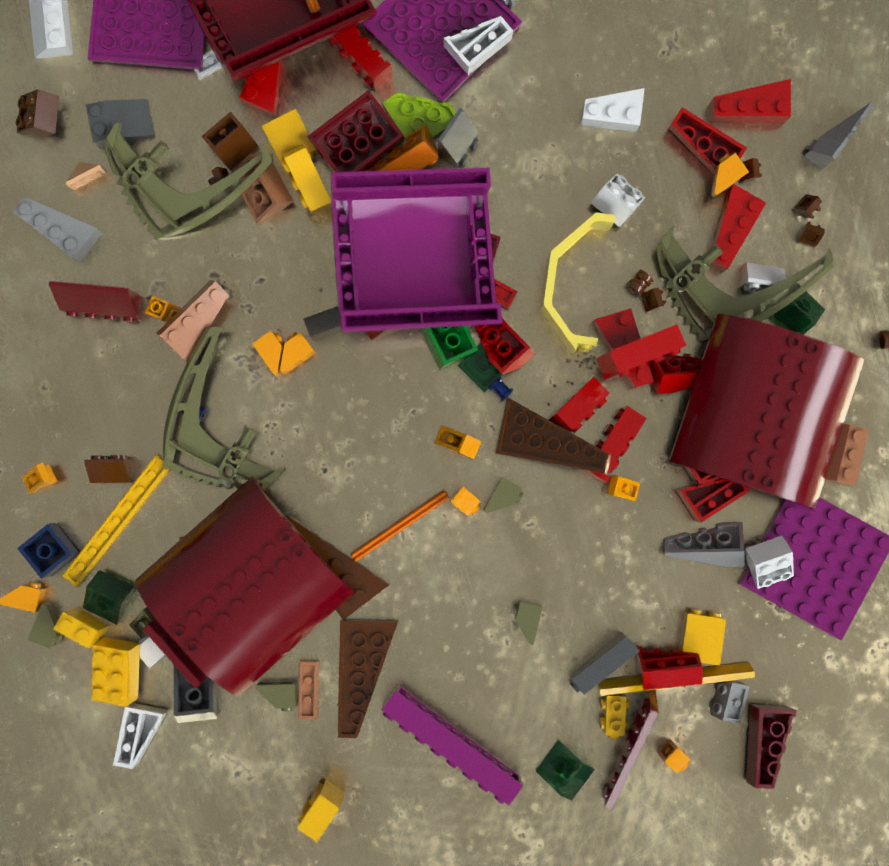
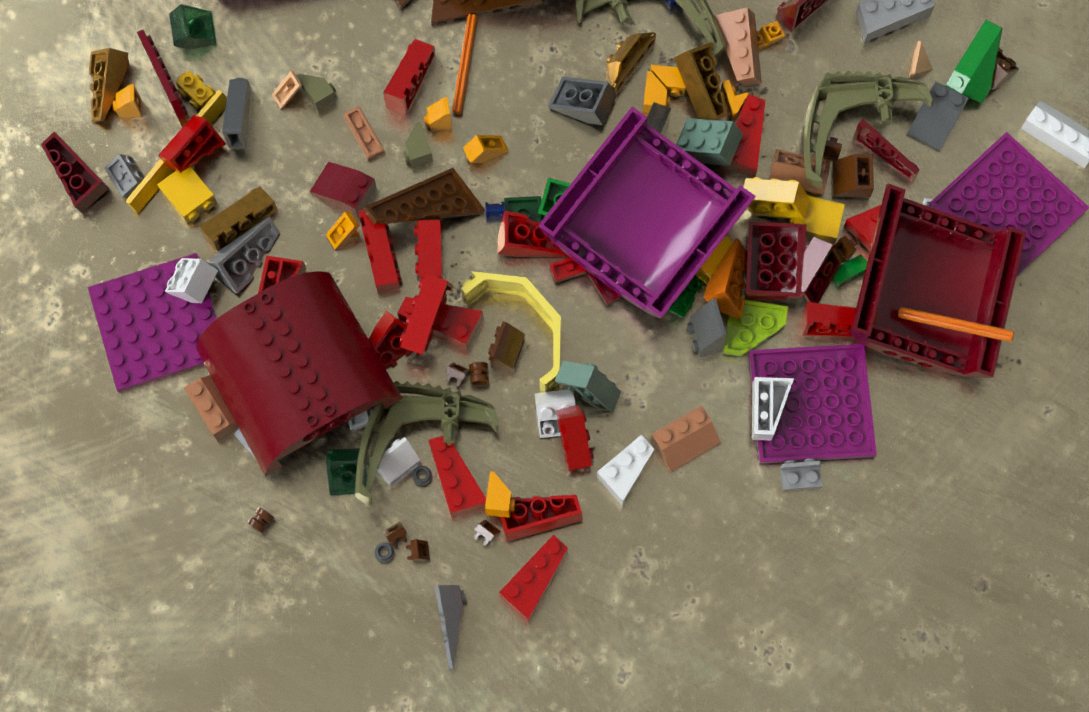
camera: 135 degrees right, 15 degrees down
(51, 118) = (976, 68): none -> green wedge
(186, 126) = (883, 149): none -> dark red wing
(249, 283) = (733, 102): none -> light orange slope
(255, 319) = (702, 82): none -> pearl gold wedge
(269, 250) = (750, 123): none -> red wedge
(284, 400) = (628, 57): none -> pearl gold wedge
(295, 99) = (846, 248): none -> reddish brown tile
(302, 270) = (710, 140): none -> sand green brick
(309, 83) = (850, 270): none -> green slope
(332, 101) = (819, 268): none -> dark red slope
(349, 404) = (583, 99): none -> dark grey slope
(452, 556) = (409, 76): none -> red wedge
(528, 550) = (363, 133): none -> nougat tile
(549, 642) = (286, 89): none -> light nougat slope
(551, 91) = (685, 438): none -> nougat slope
(583, 187) = (590, 383): none -> sand green wedge
(588, 522) = (344, 187): none -> dark red slope
(603, 277) = (507, 347): none -> reddish brown slope
(628, 164) = (574, 437): none -> red wedge
(663, 797) = (107, 73): none -> pearl gold wedge
(688, 576) = (238, 218): none -> pearl gold wedge
(756, 253) = (422, 469): none -> dark grey plate
(835, 230) = (384, 546): none -> dark grey plate

